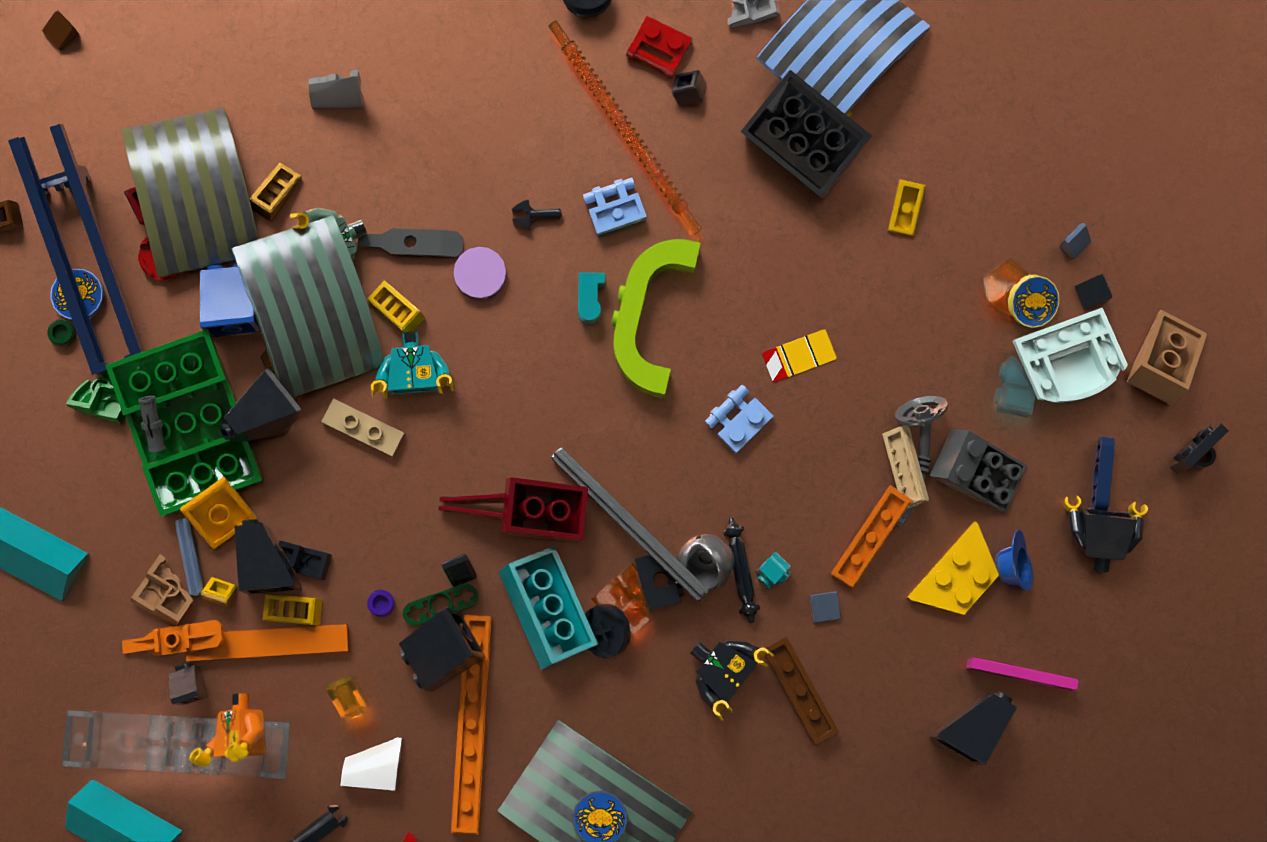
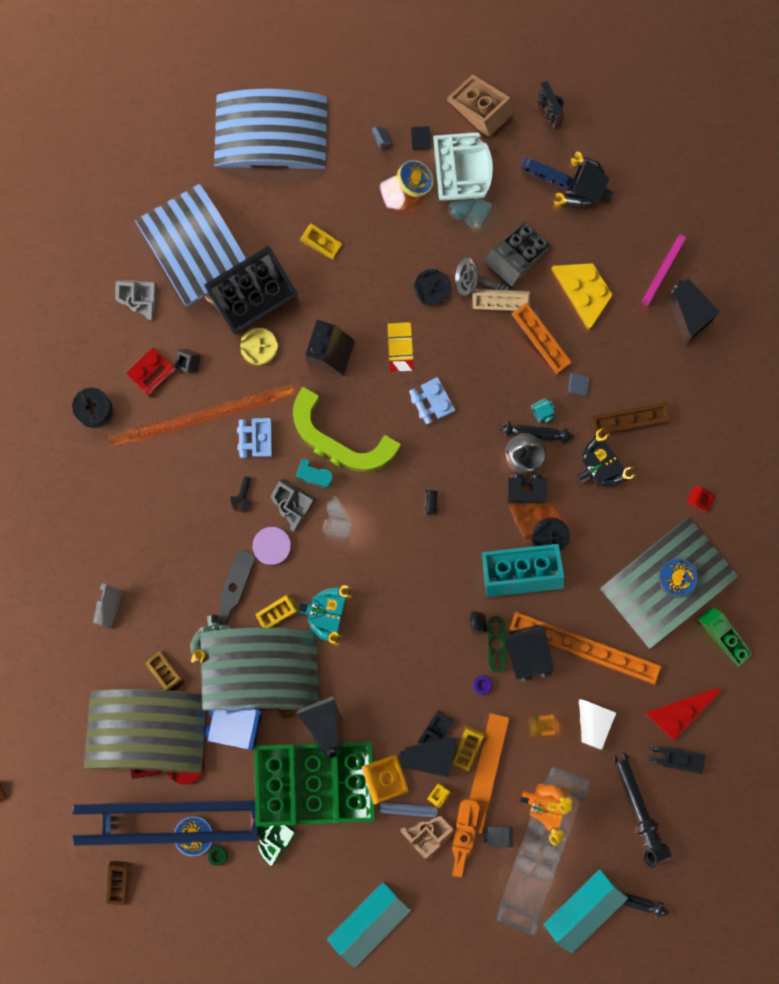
camera: 65 degrees left, 0 degrees up
(152, 423) = (308, 805): dark grey pin -> none
(363, 427) = (355, 660): tan plate -> none
(533, 509) = (453, 556): dark red slope -> none
(535, 346) = (339, 523): none -> clear slope
(545, 280) = (292, 502): none -> dark grey slope
(601, 459) = (430, 502): none -> black pin
(630, 525) = (483, 496): dark grey axle -> none
(722, 820) = (700, 498): none -> red slope
(738, 172) = (259, 346): none -> light yellow tile
(763, 260) = (329, 348): none -> black slope
(893, 371) = (432, 287): none -> black tile
(1014, 563) = (589, 250): blue piece -> none
(1036, 94) = (271, 129): none -> slope

